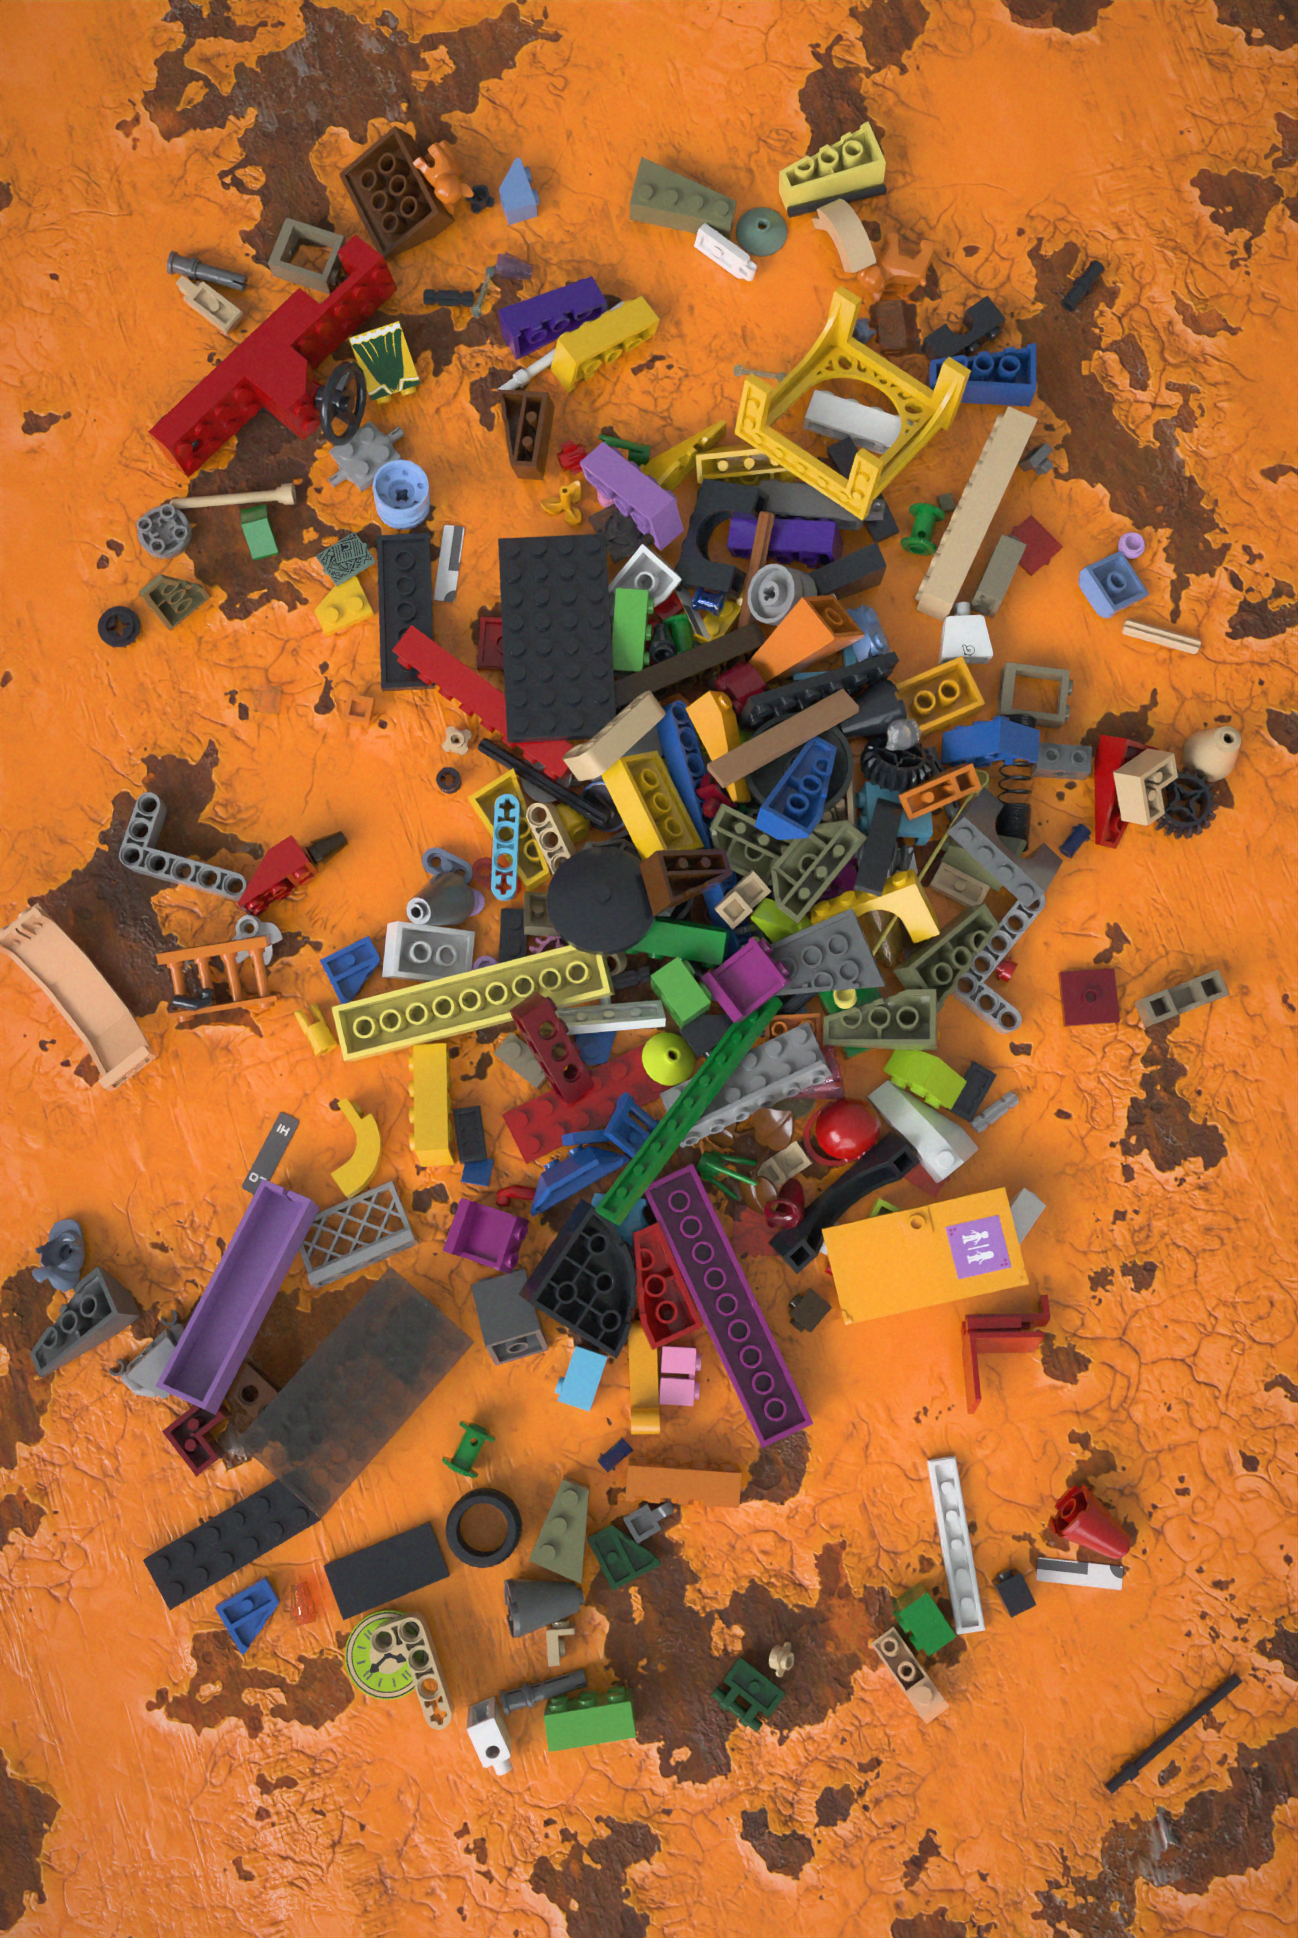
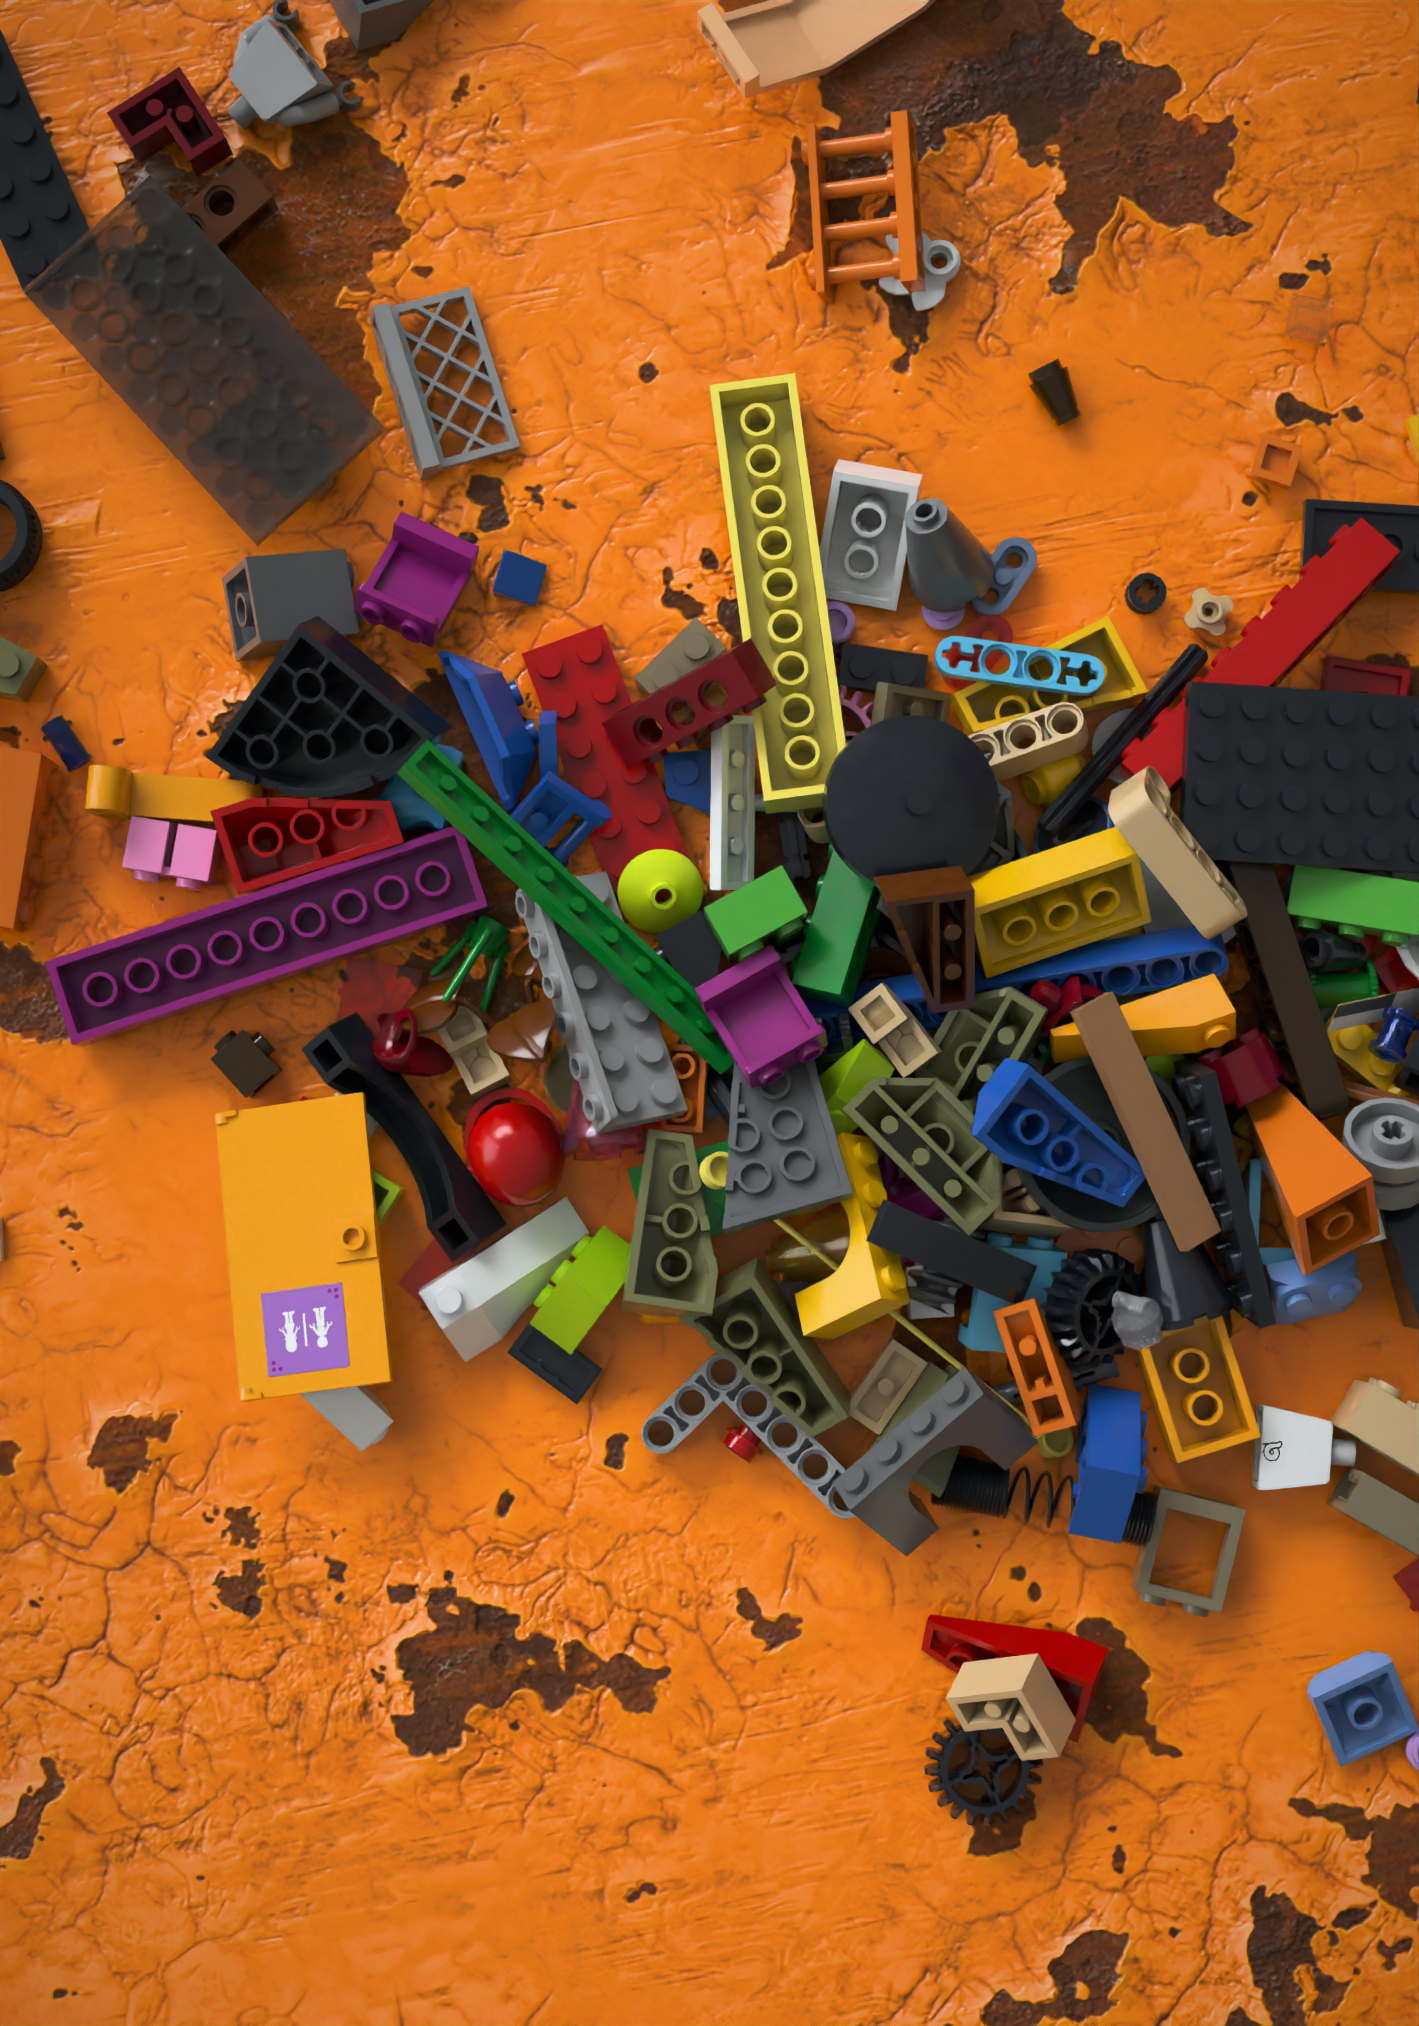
camera: 95 degrees right, 5 degrees up
(174, 864) = (1051, 150): light grey beam -> none
(195, 1003) = (825, 168): black arm -> none
(238, 1296) = (365, 194): medium lavender piece -> none
(270, 1152) = (583, 266): dark grey sticker -> none
(279, 872) = (1016, 308): red slope -> none
(318, 1033) = (759, 353): yellow hinge -> none
(351, 968) = (857, 413): blue wing -> none
(367, 1157) = (569, 413): yellow arch -> none
(431, 1105) = (629, 515): yellow wedge -> none
(468, 1451) = (98, 521): green hose -> none
(470, 1135) = (576, 572): black plate -> none
(514, 1191) = (480, 632): red arm -> none
(581, 1378) = (185, 704): medium azure brick -> none
(994, 1112) = (519, 1394): light grey axle -> none
(998, 1335) = (174, 1349): red piece -> none
(1062, 761) = (1072, 1579): dark grey brick -> none
(1075, 840) = (940, 1584): clear blue pin -> none
(1089, 997) = (684, 1570): dark red plate -> none
(1161, 636) = (1267, 1777): tan axle -> none
(1181, 998) = (663, 1715): dark tan arch -> none
(1212, 752) = (1060, 1827): tan cone -> none

